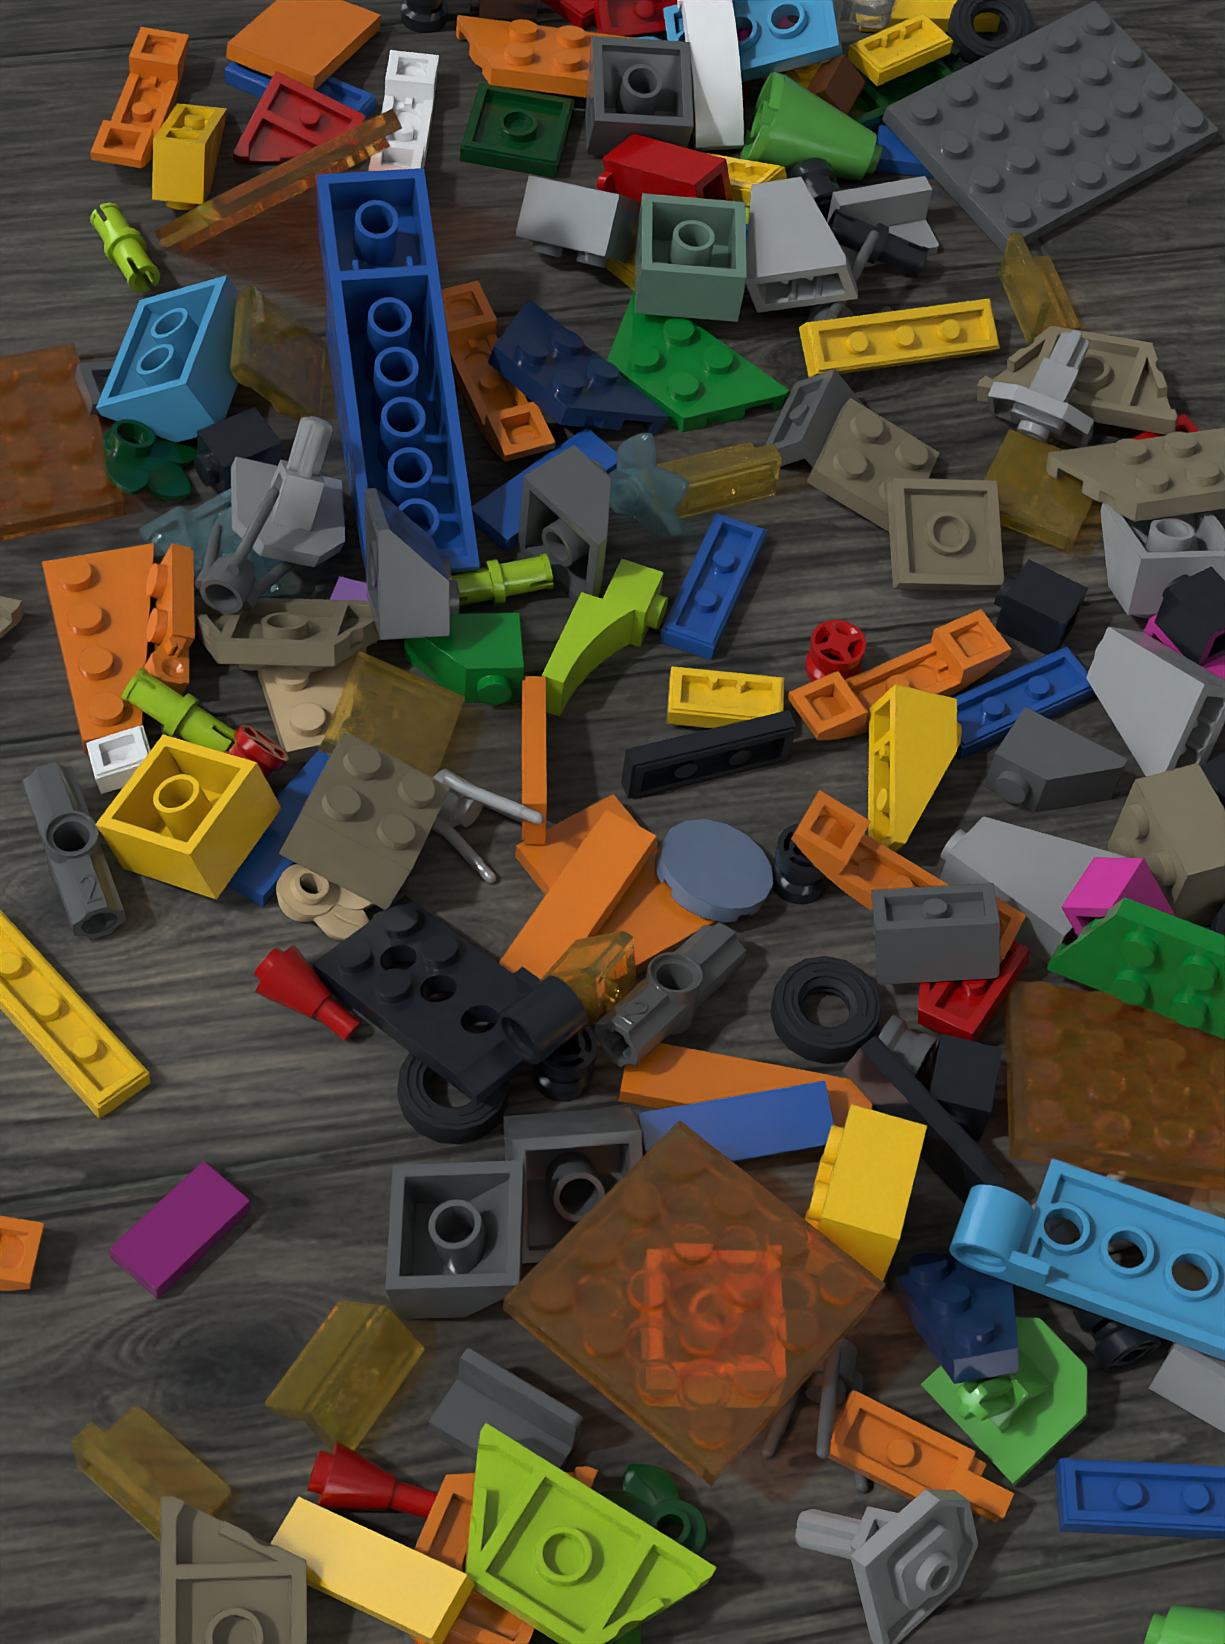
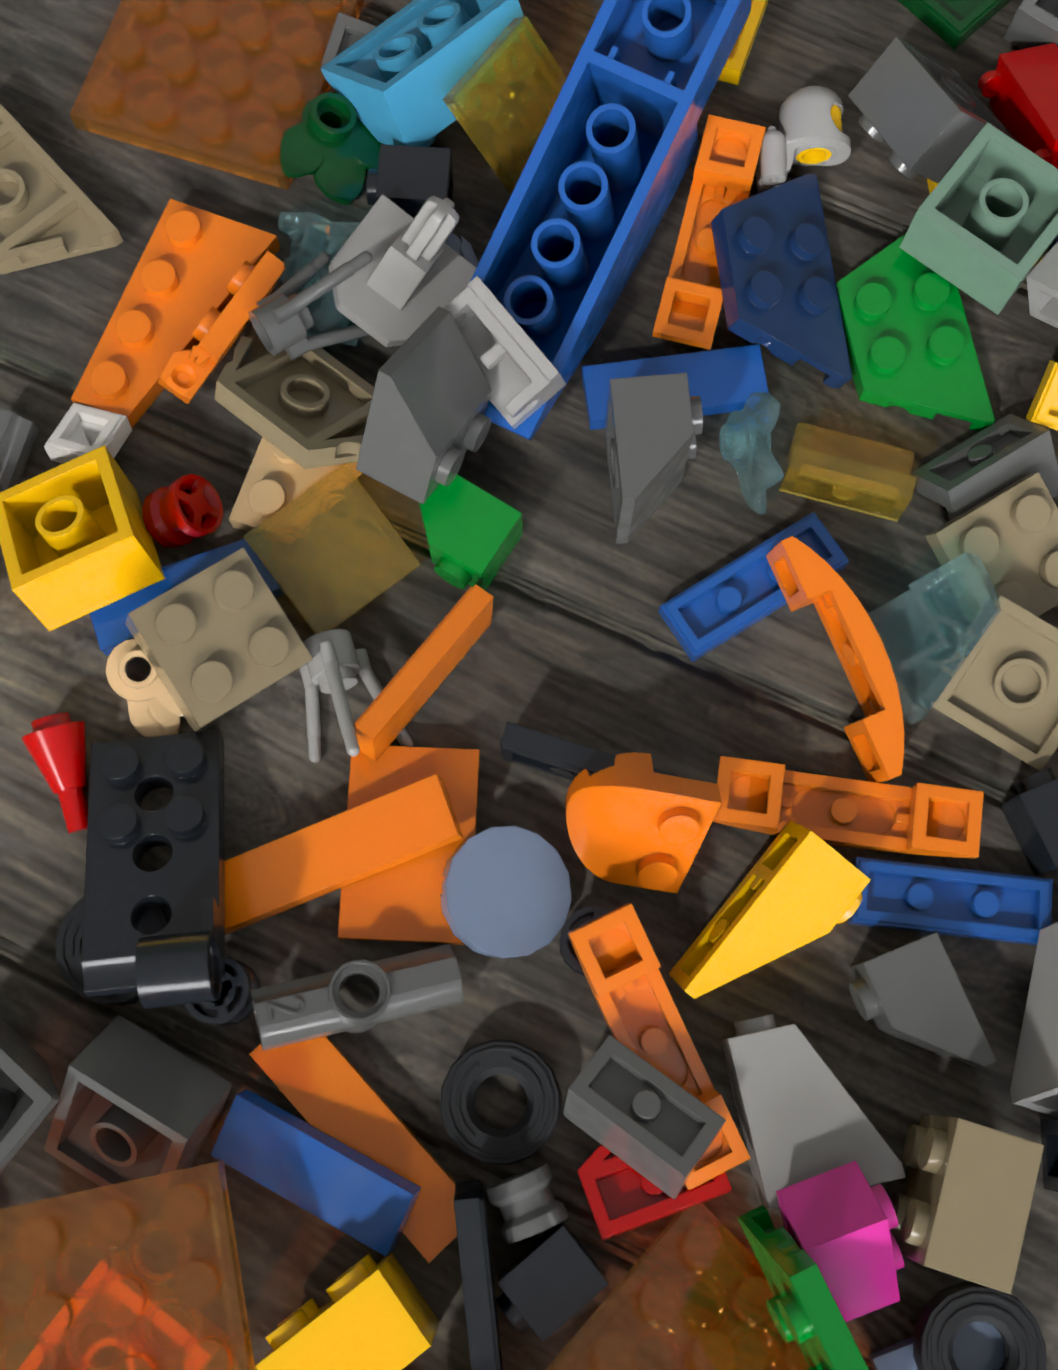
camera: 45 degrees right, 20 degrees up
(177, 712) = (160, 423): lime pin -> none
(435, 502) = (507, 356): none -> light grey hinge
(504, 580) = (546, 459): lime pin -> none
(506, 276) = (806, 136): none -> light grey piece
(598, 972) = (289, 937): clear yellow slope -> none
(602, 628) = (638, 567): lime slope -> none
(720, 697) = (661, 719): yellow plate -> none
(772, 755) = (638, 822): none -> orange slope
(821, 571) = (809, 580): none -> orange slope
(839, 641) = (811, 727): red wheel -> none
(863, 532) = (935, 629): none -> clear light blue slope

